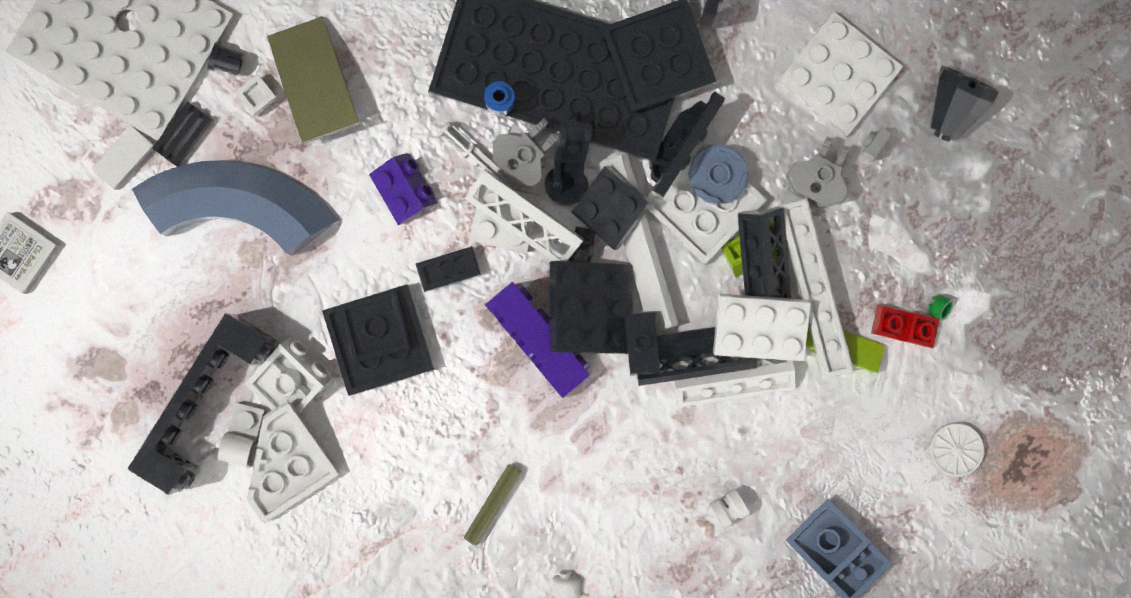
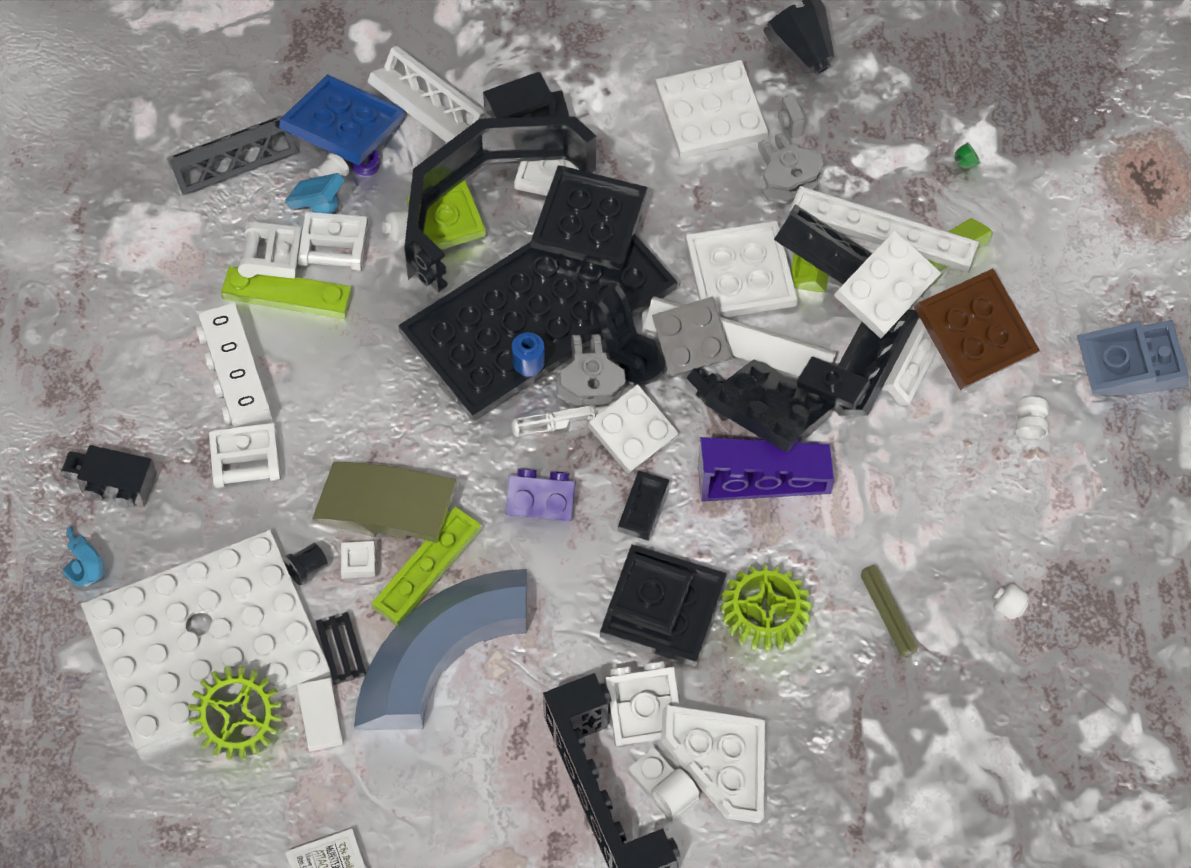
camera: 50 degrees left, 25 degrees down
(76, 84) = (222, 739): none -> lime gear
(284, 148) = (426, 567): none -> lime plate
(416, 400) = (792, 604): none -> lime gear
(530, 209) = (644, 390): white fence -> none
(681, 140) = (677, 243): black wing -> none
(718, 174) = (727, 240): sand blue tile -> none
(774, 419) = (976, 329): none -> reddish brown plate
(905, 326) = (966, 193): red slope -> none
(956, 450) = (1102, 220): white wheel -> none

